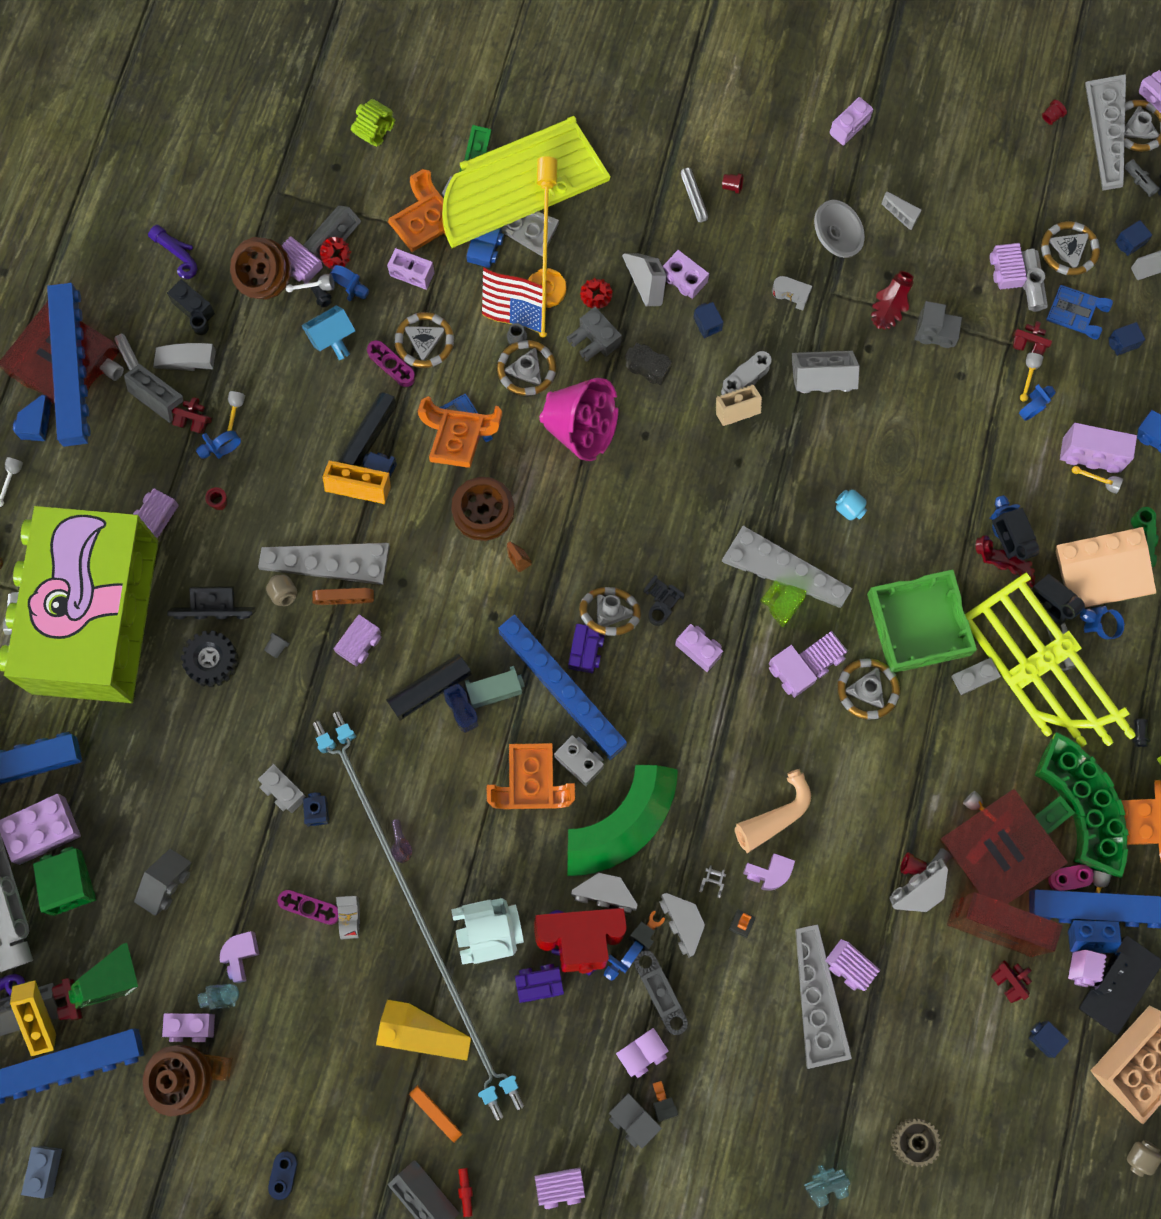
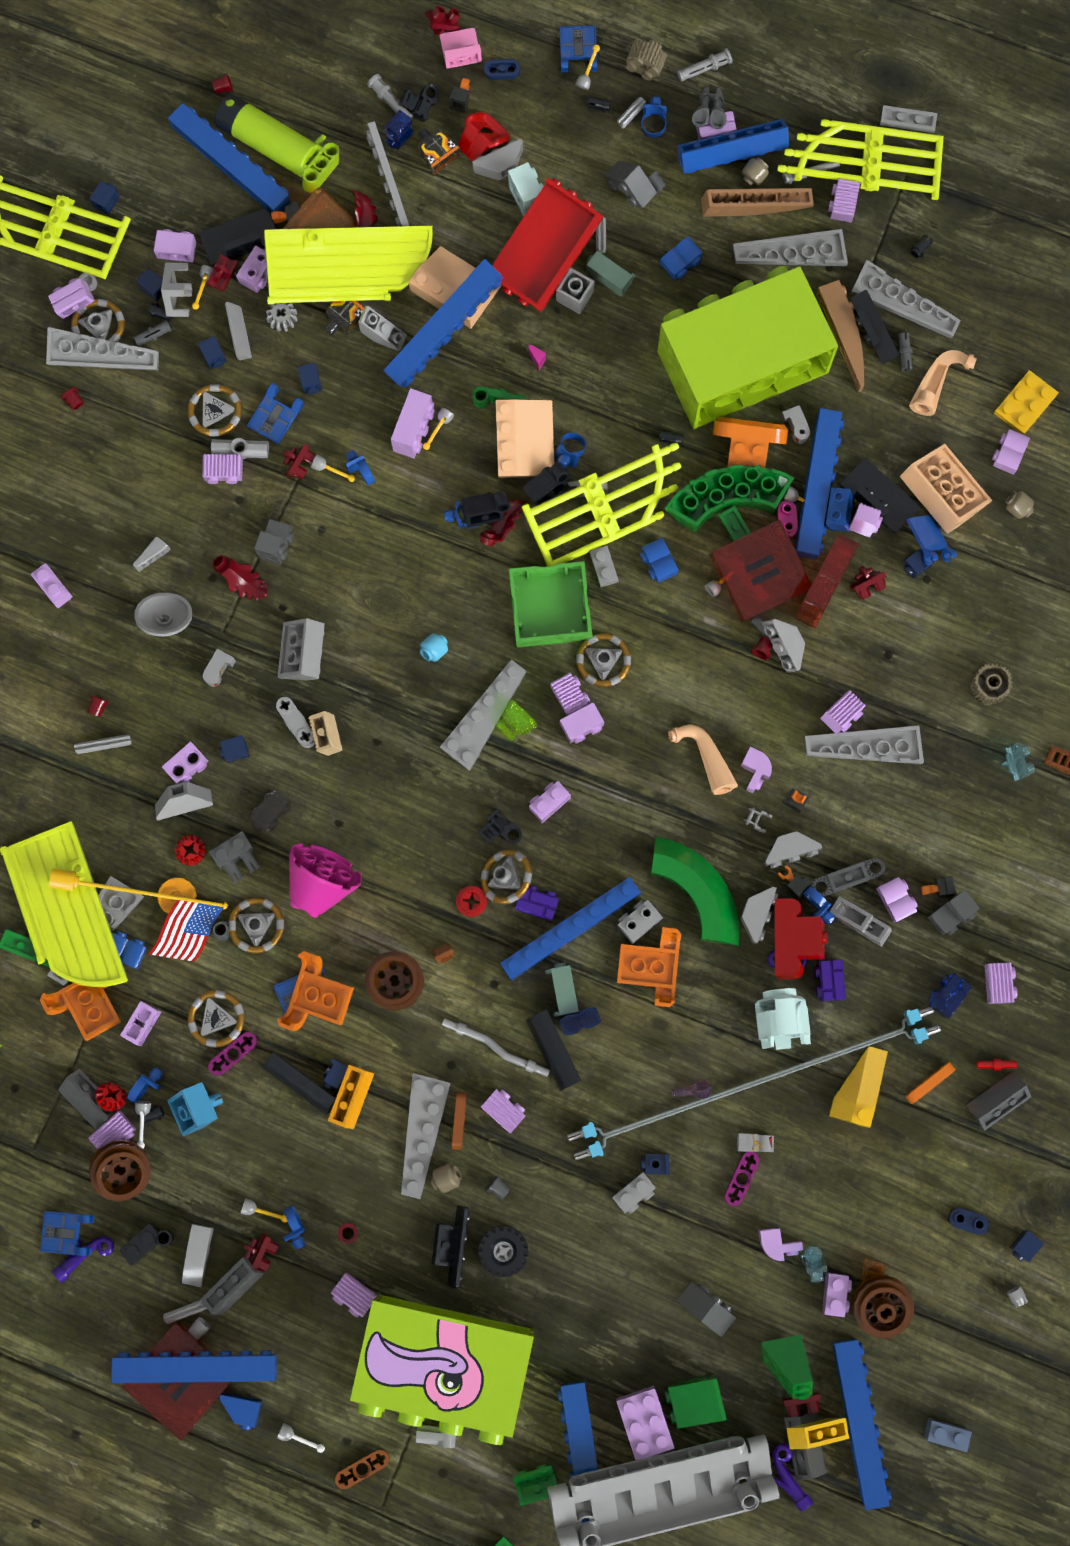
camera: 80 degrees left, 5 degrees up
(196, 228) = (61, 1233): none -> blue flag
(409, 662) = (529, 1065): none -> light grey bar
(539, 1127) = (950, 995): none -> clear blue brick
(587, 575) = (465, 894): none -> red gear
(612, 1012) = (861, 921): none -> light grey slope
(994, 735) = (659, 560): none -> blue brick
(1081, 1049) = (930, 538): none -> blue flag

